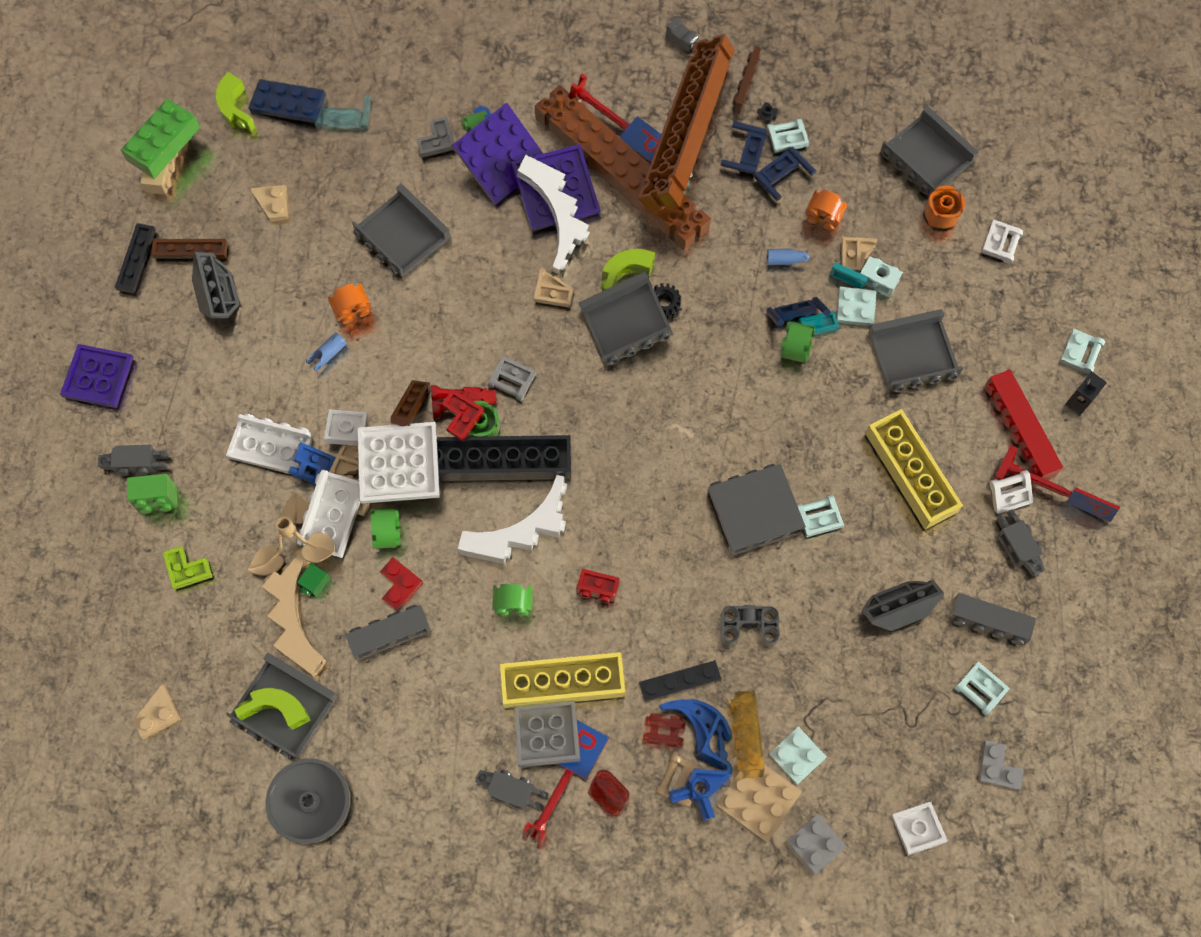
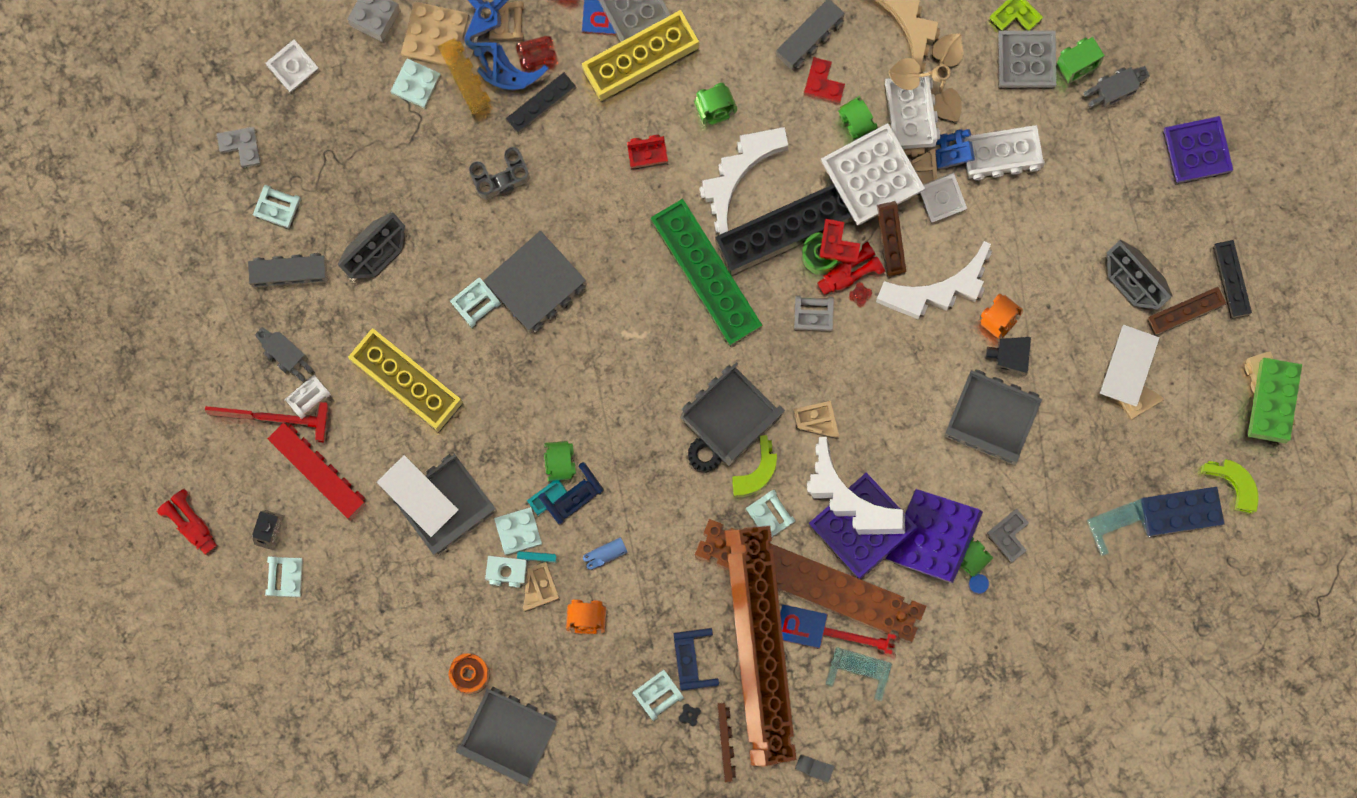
camera: 165 degrees right, 10 degrees up
(199, 521) = (1027, 59): none -> light grey plate
(263, 223) = (1129, 365): none -> white tile
(313, 580) = (898, 48): green brick -> none
(327, 350) = (998, 267): medium blue piece -> none
(357, 270) = (1011, 354): none -> black torso
(390, 346) = (964, 284): none -> white arch
(462, 383) = (861, 299): none -> clear red plate
(592, 455) = (706, 272): none -> green plate
(608, 92) = (860, 665): none -> clear light blue plate
(635, 231) = (763, 516): none -> light aqua plate
(779, 168) = (651, 650): dark blue plate -> none
(939, 362) = (417, 495): none -> white tile
(996, 239) = (405, 664): white plate -> none
(1155, 423) = (194, 531): none -> red piece

